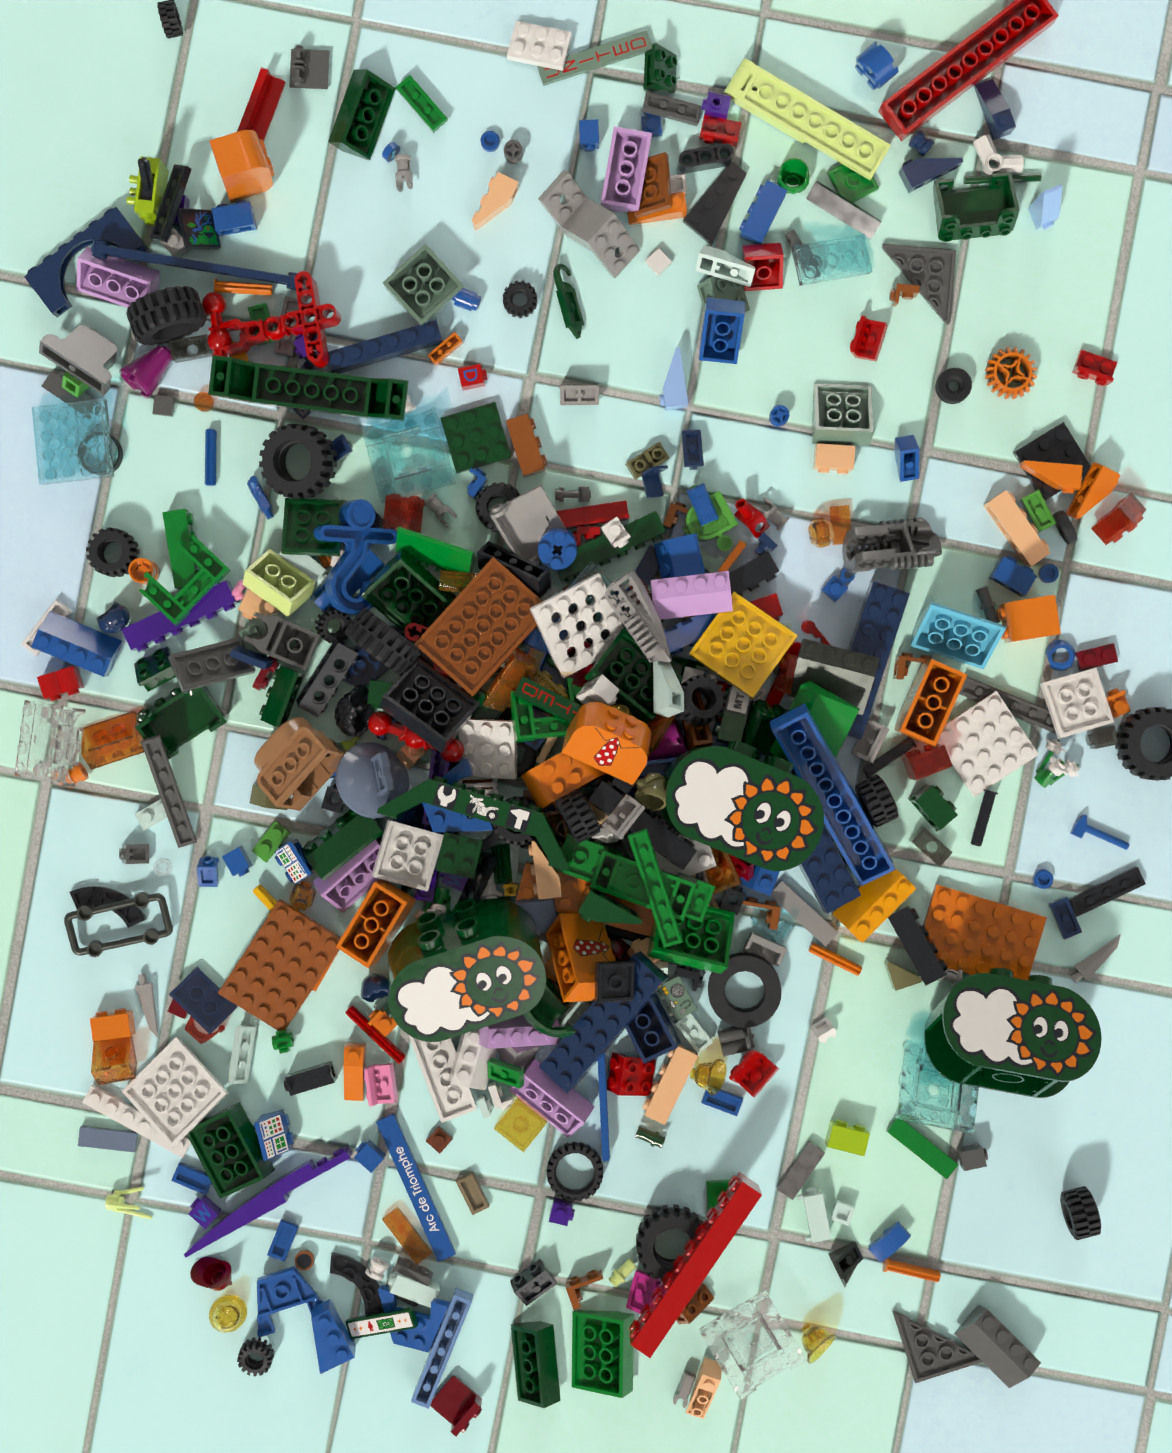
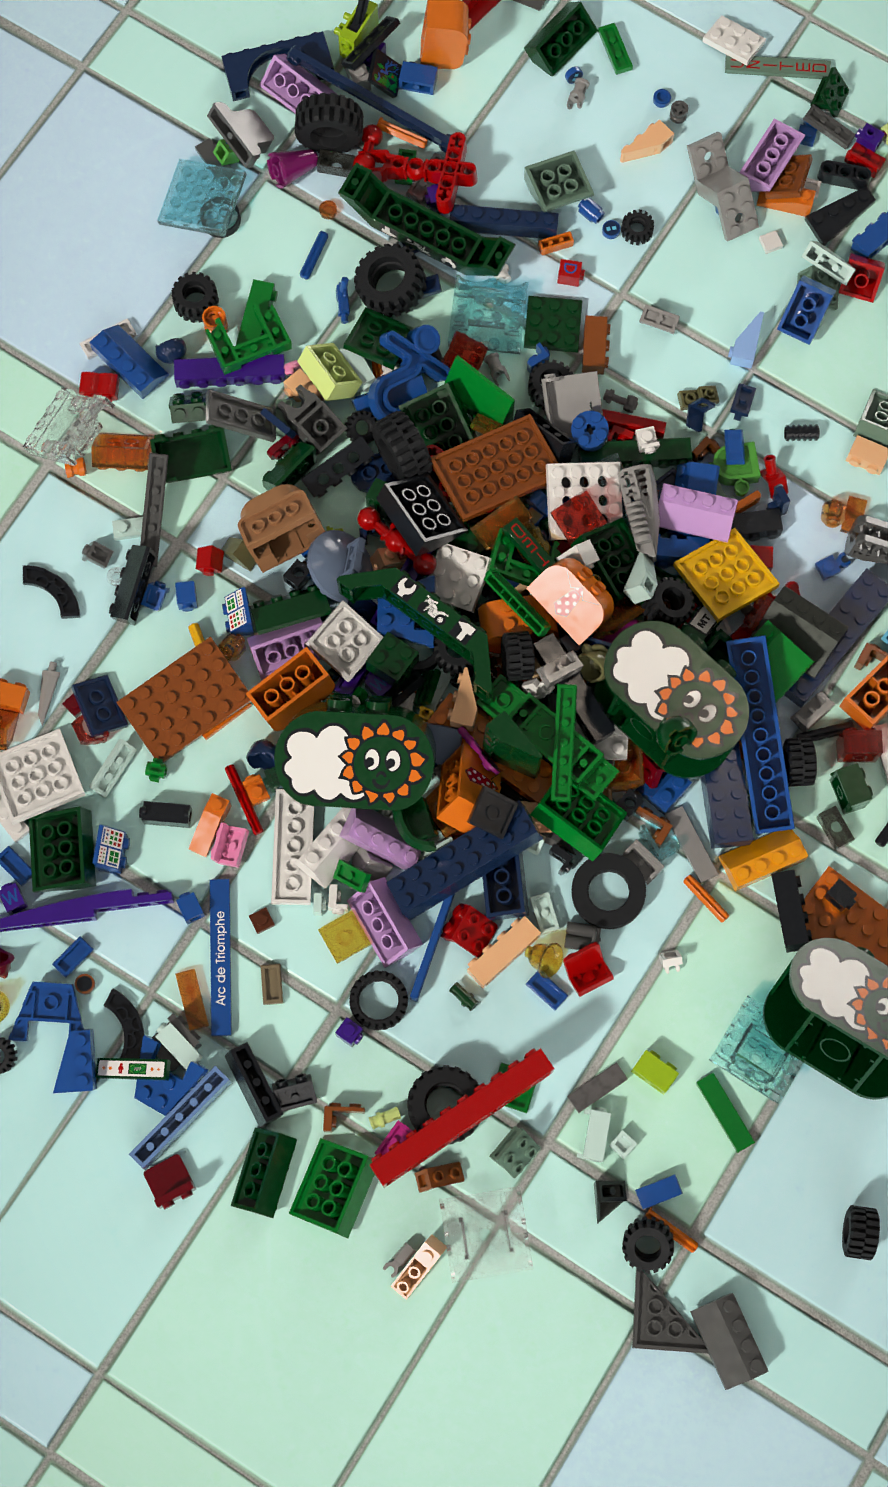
camera: 15 degrees right, 15 degrees down
(95, 948) = (30, 586): pearl dark grey bar -> none
(163, 405) = (292, 200): dark grey tile -> none
(183, 874) = (133, 584): none -> black slope
(244, 819) = (209, 560): none -> red brick
(271, 841) = (216, 594): bright green plate -> none
(353, 712) = (347, 504): black piece -> none
(377, 1268) = (150, 1018): white wheel -> none
(494, 311) = (611, 229): none -> tile
(495, 1293) = (253, 1085): none -> black brick
(558, 766) = (517, 603): none -> green piece
(568, 302) = (679, 243): dark green plate -> none
(580, 650) = (577, 516): none -> clear red bracket
(589, 135) = (749, 121): blue brick -> none
(593, 928) = (487, 763): none -> magenta piece
(677, 997) = (541, 873): sand green brick -> none
(748, 1257) = (515, 1151): none -> sand green bracket
(759, 859) = (675, 733): none -> dark green cylinder
(760, 459) = (801, 432): none -> black piece
(773, 514) = (795, 483): light grey piece -> none
(781, 413) = (835, 401): blue wheel -> none
(816, 1341) = (550, 1263): clear yellow hat -> none
(899, 1307) = (645, 1261): none -> black tyre
(900, 977) = (762, 937): olive slope -> none
(959, 913) = (841, 895): none -> black brick
(972, 1157) = (771, 1139): dark grey brick -> none

